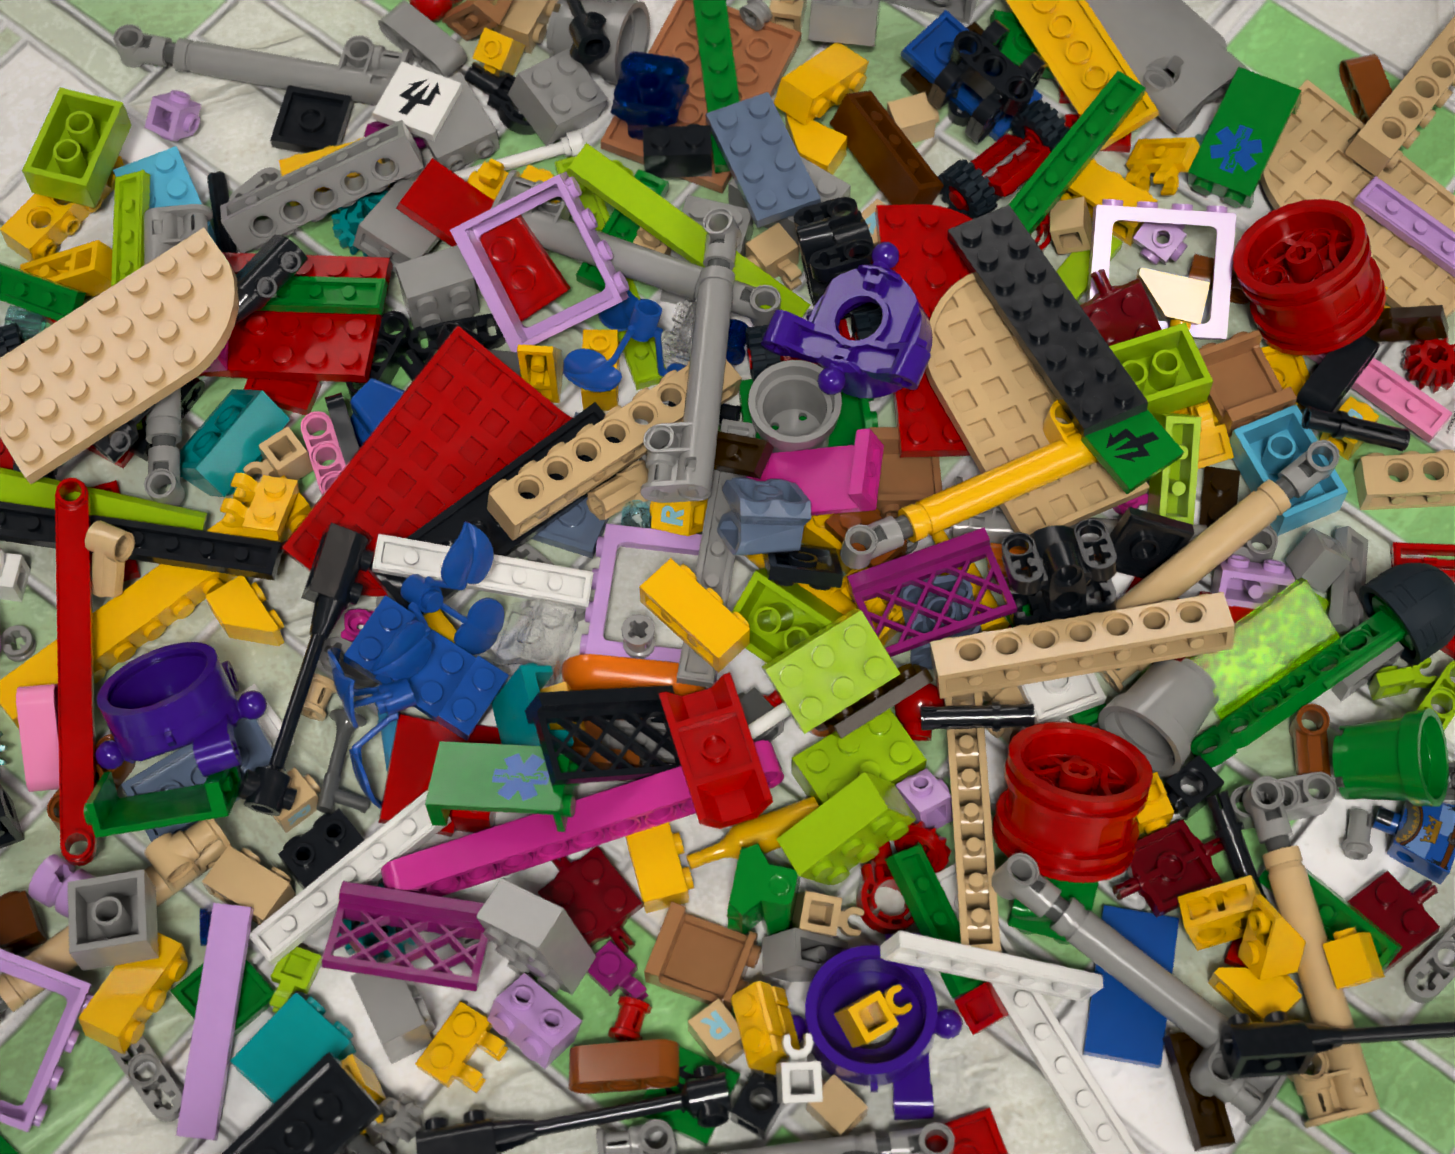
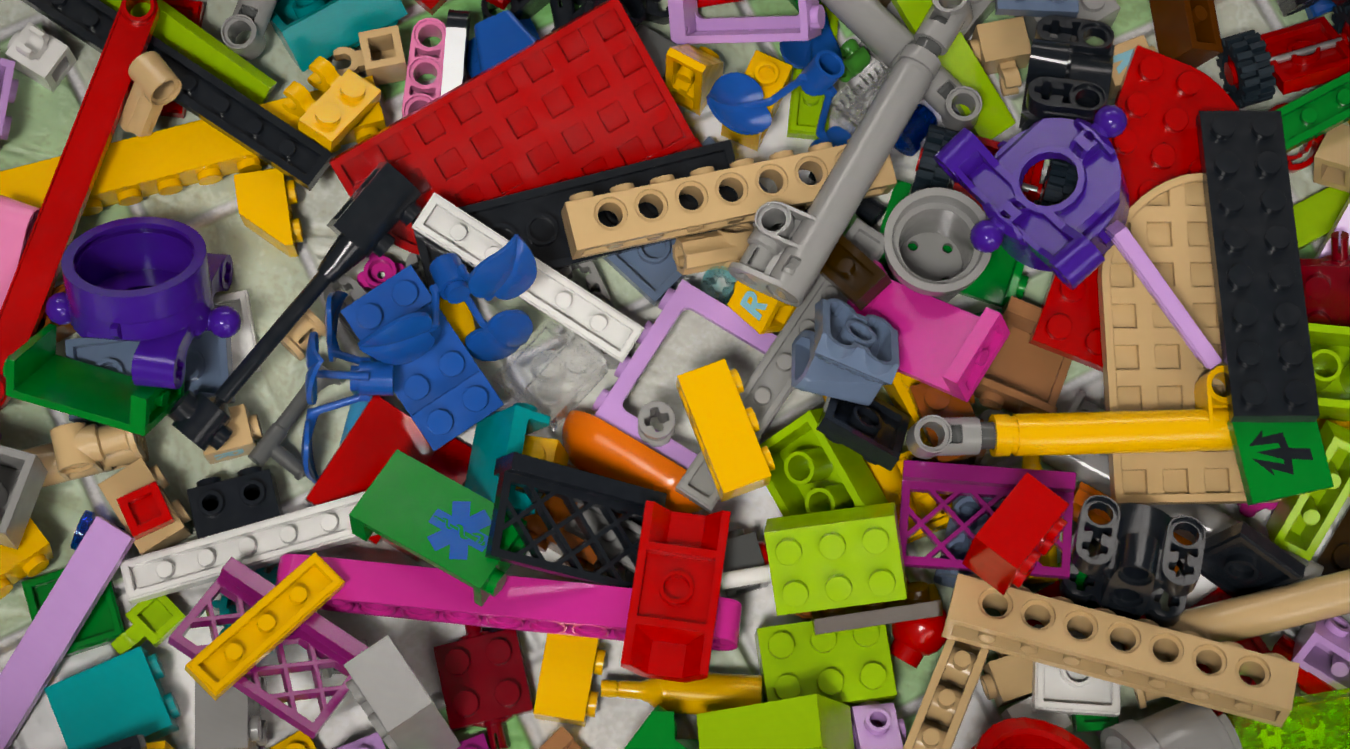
camera: 20 degrees right, 10 degrees up
(26, 650) = (24, 125): light grey bush -> none
(252, 881) = (145, 510): none -> red plate
(396, 919) = (264, 626): none -> yellow tile
(668, 307) = (855, 59): none -> bright green arm
(962, 587) = (1017, 535): none -> red brick
(985, 716) = (986, 684): black pin -> none
(986, 366) = (1163, 294): none -> lavender tile

